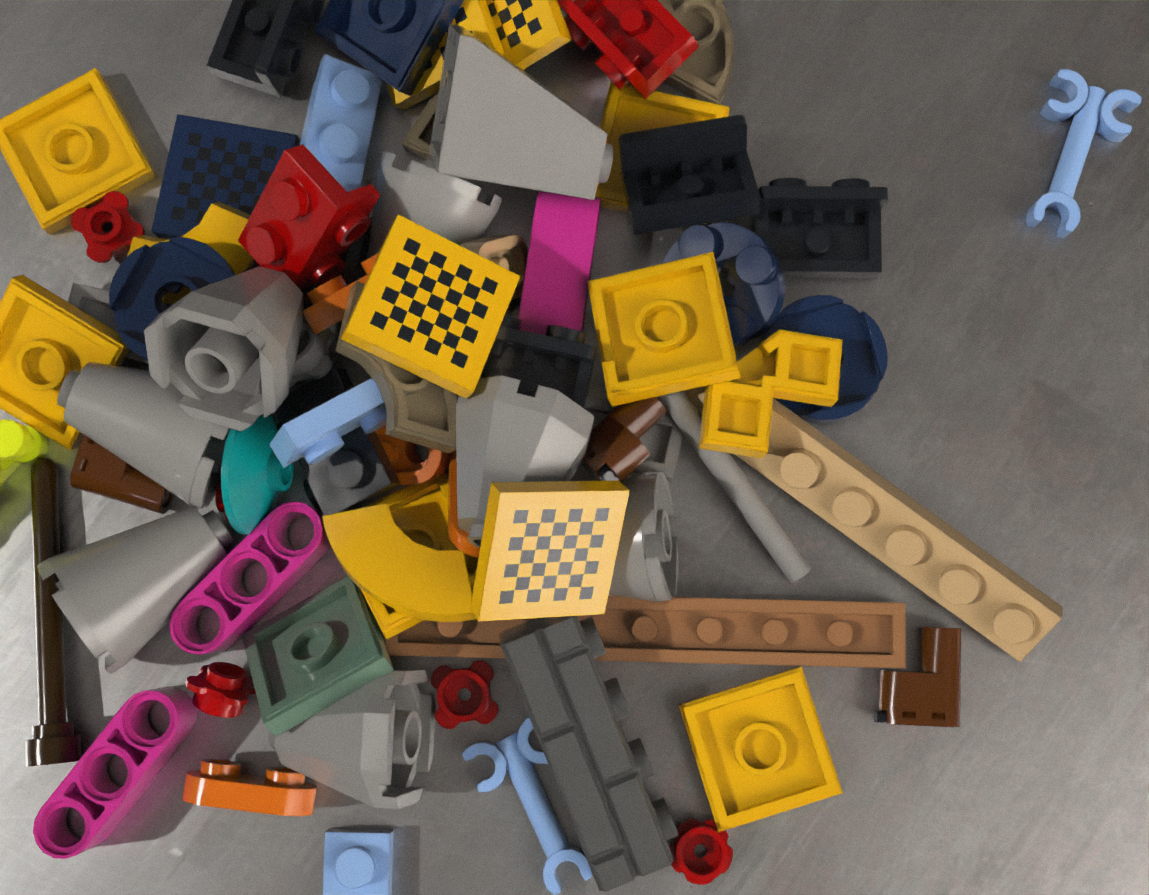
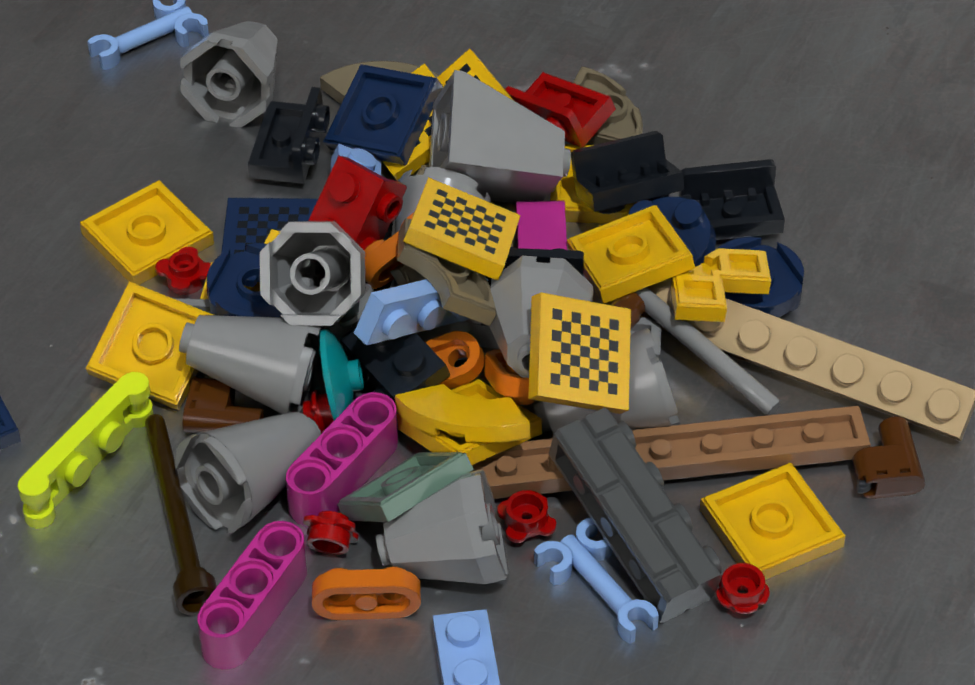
camera: 15 degrees left, 35 degrees down
(1091, 112) = (911, 124): light blue bar -> none

